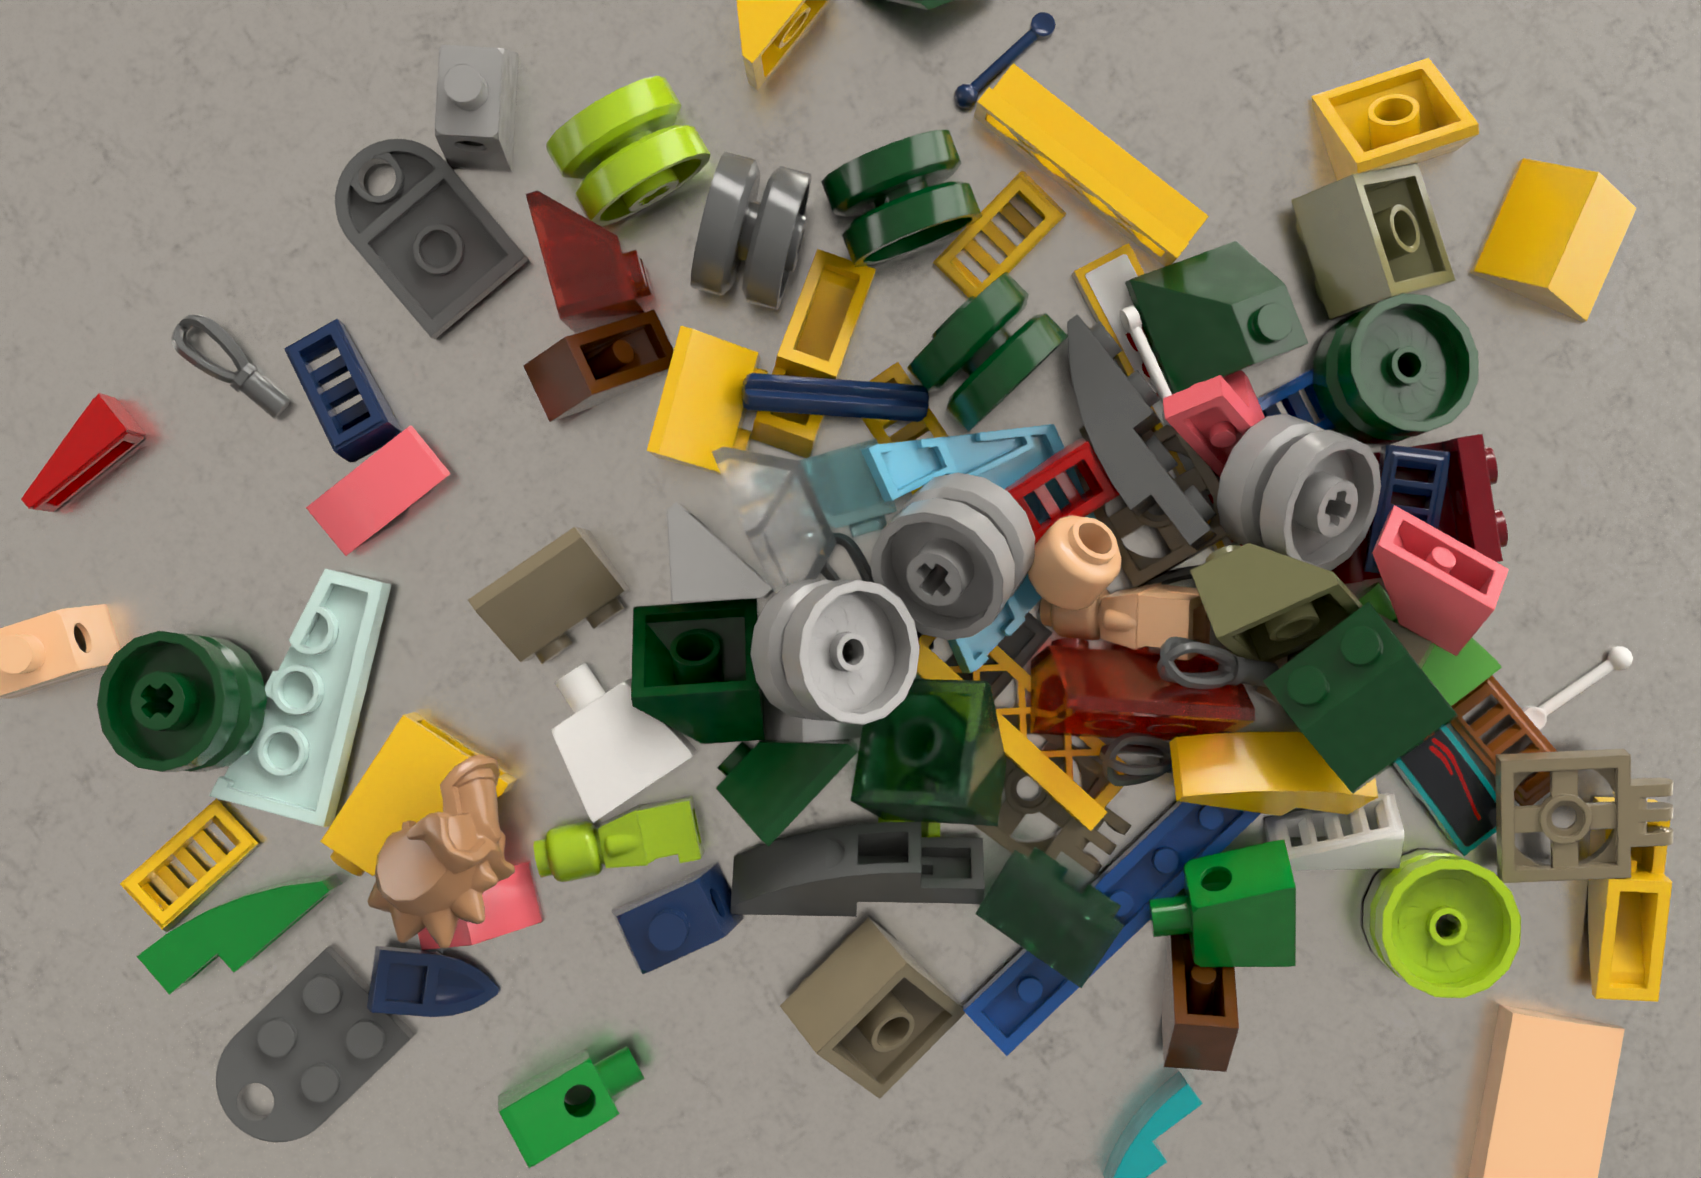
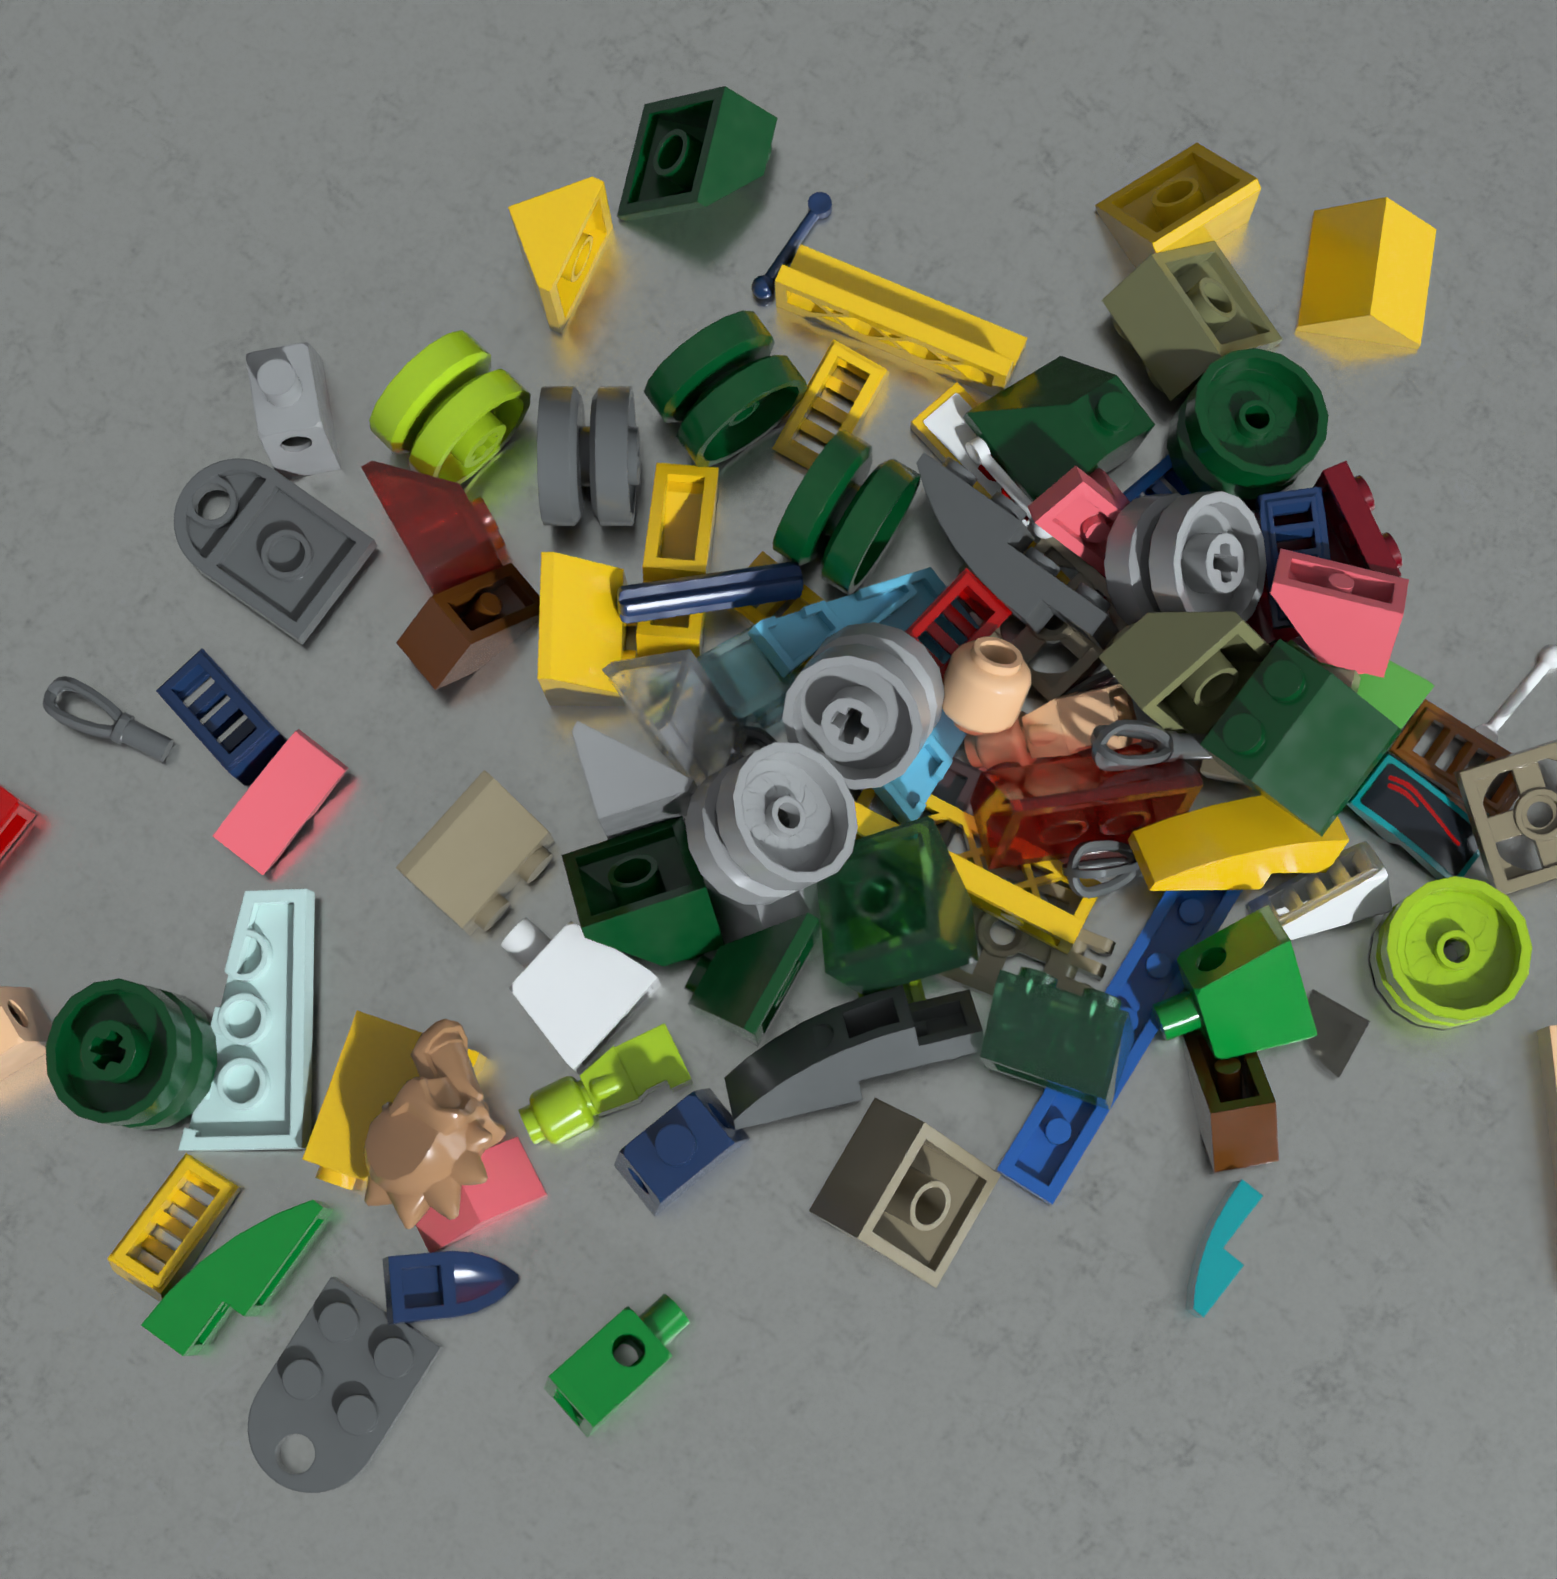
camera: 10 degrees left, 10 degrees down
(1315, 961) = (1337, 1032): none -> clear smoke tile

